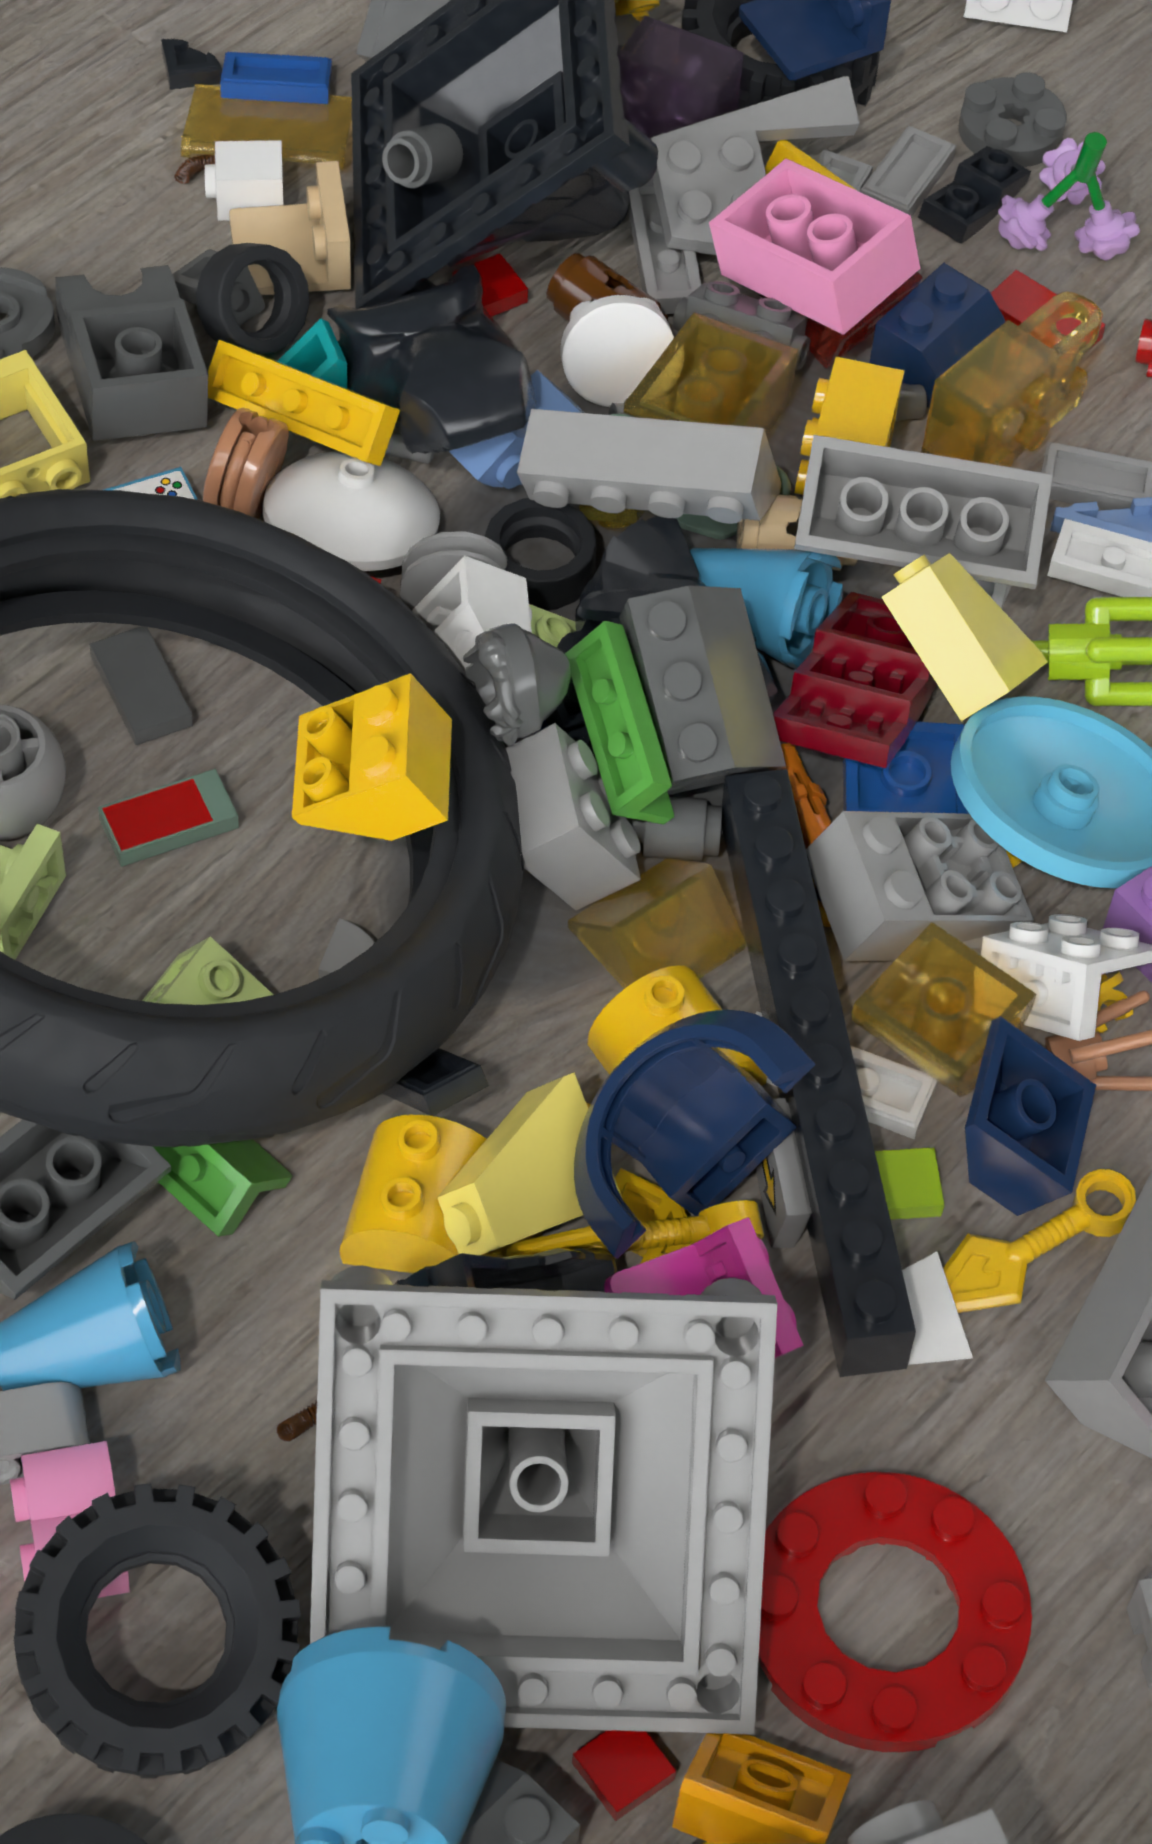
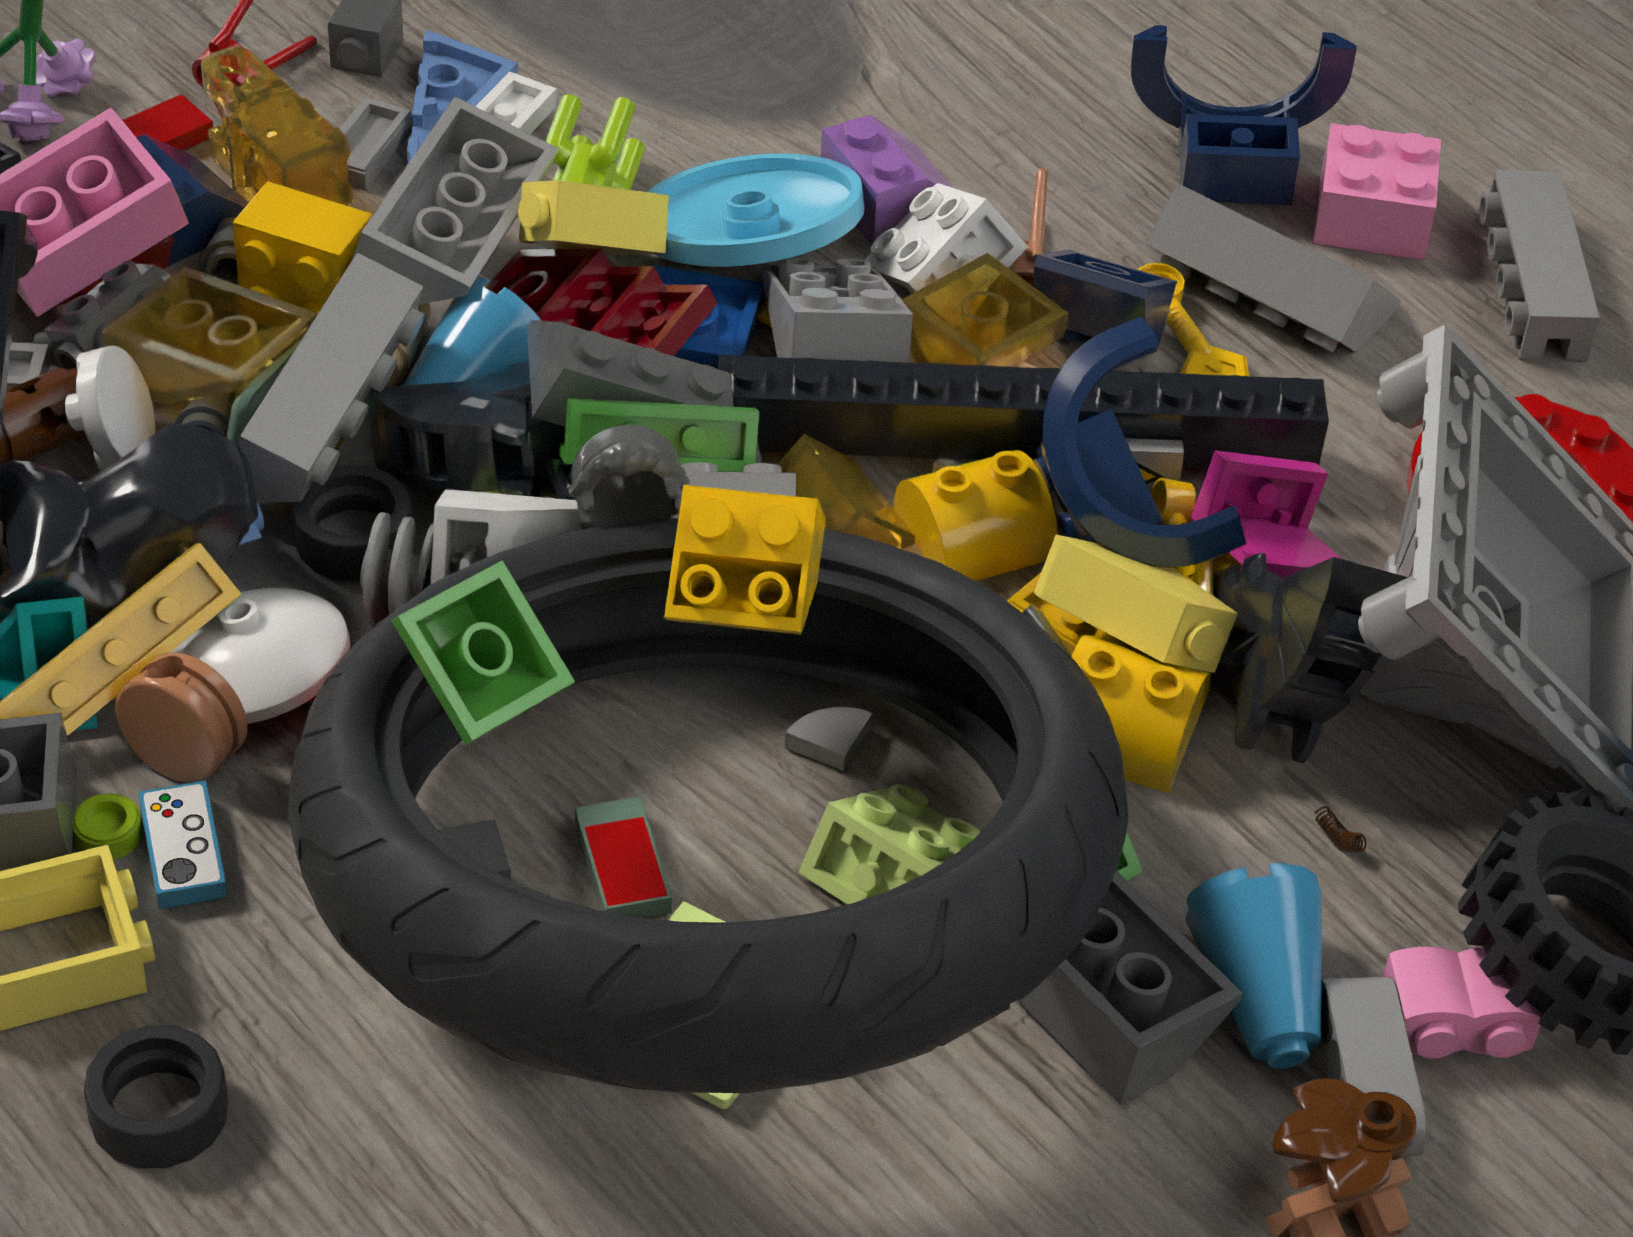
camera: 80 degrees left, 10 degrees down
(148, 455) = (108, 821): none -> lime tile
(173, 560) = (483, 651): none -> bright green slope

